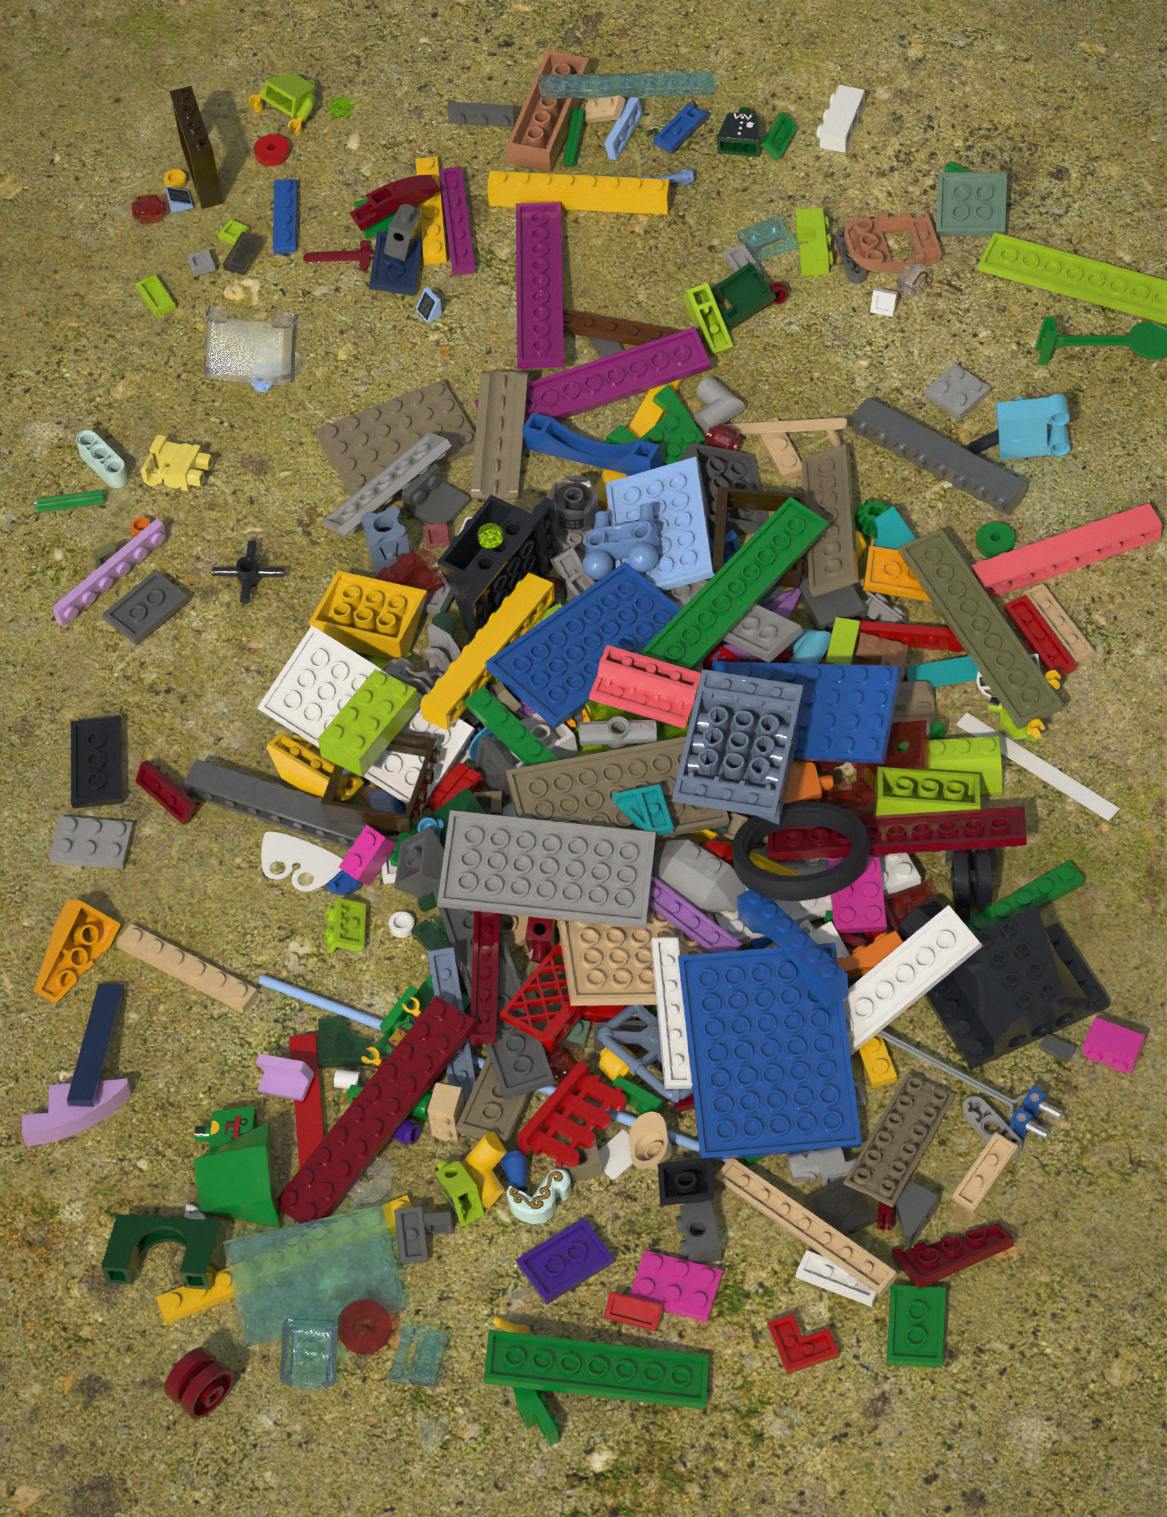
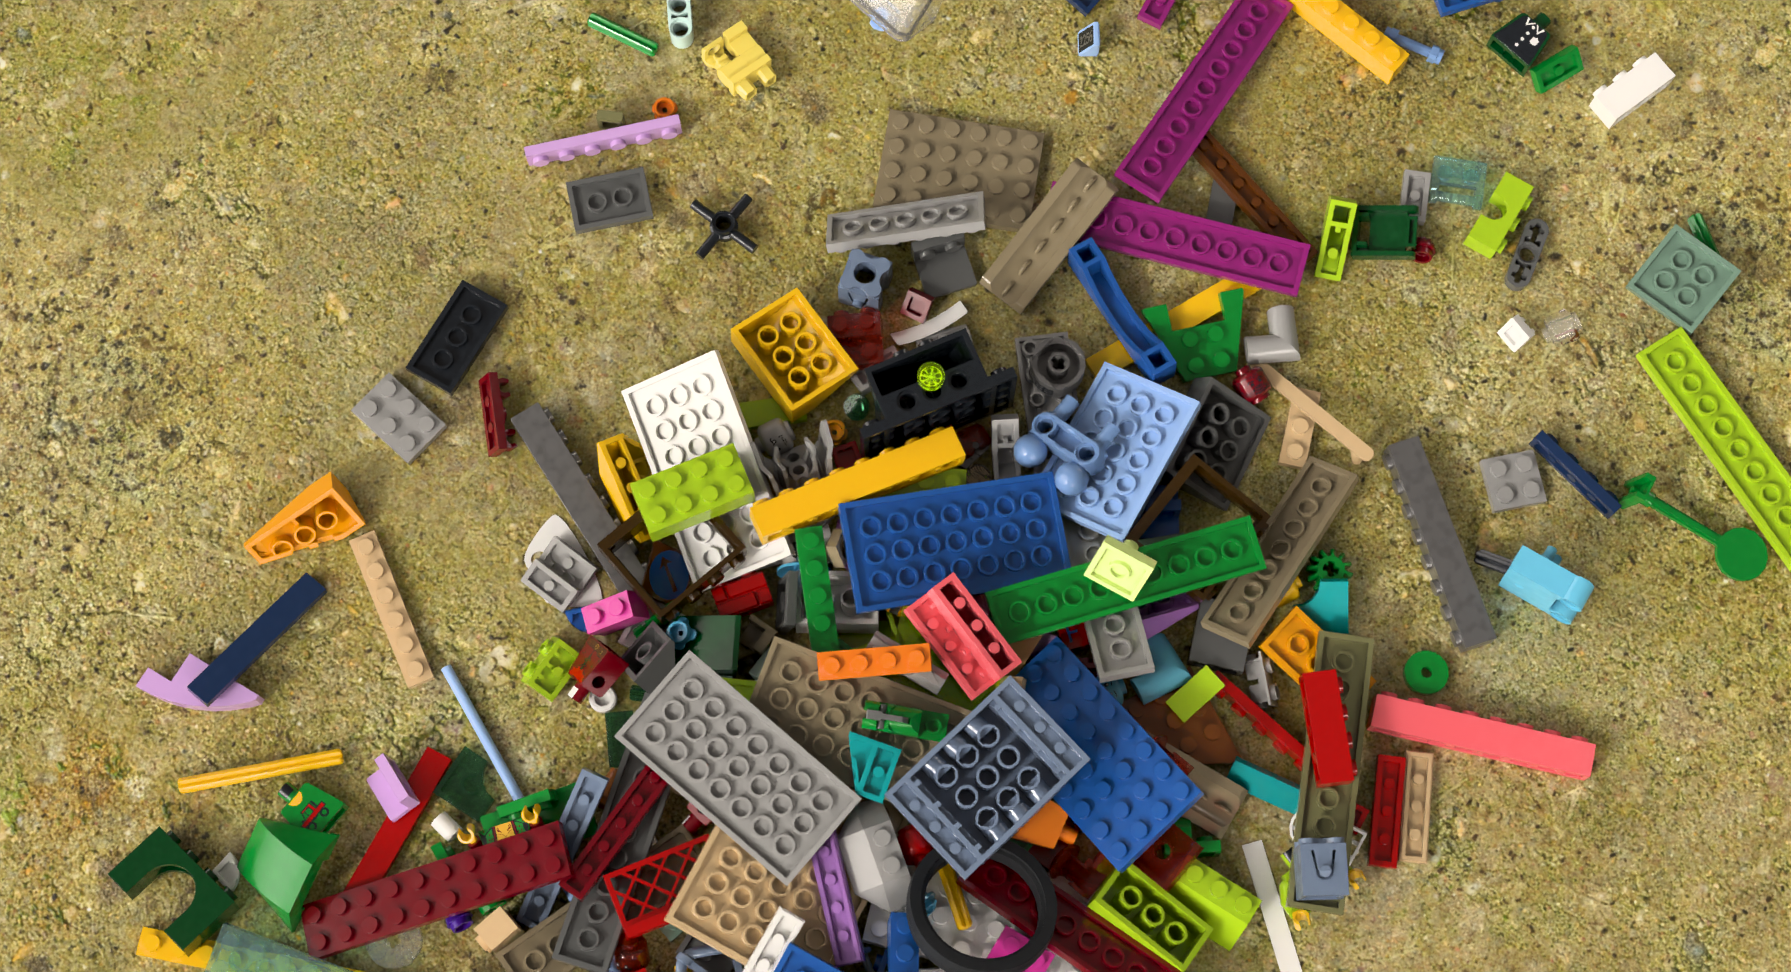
camera: 30 degrees right, 20 degrees up
(167, 1136) = (260, 771): none -> yellow axle
(301, 864) = (559, 574): none -> light grey slope
(382, 899) = (595, 670): none -> dark red torso
(594, 738) = (874, 661): none -> orange plate
(646, 764) = (905, 721): none -> green plate
(725, 572) = (1120, 567): none -> yellowish green tile
(869, 249) = (1549, 256): nougat slope -> none
(883, 650) = (1232, 732): medium nougat plate -> none
(954, 596) = (1326, 728): none -> red brick
(997, 360) = (1568, 466): none -> dark blue plate
(1023, 678) = (1321, 869): none -> sand blue piece

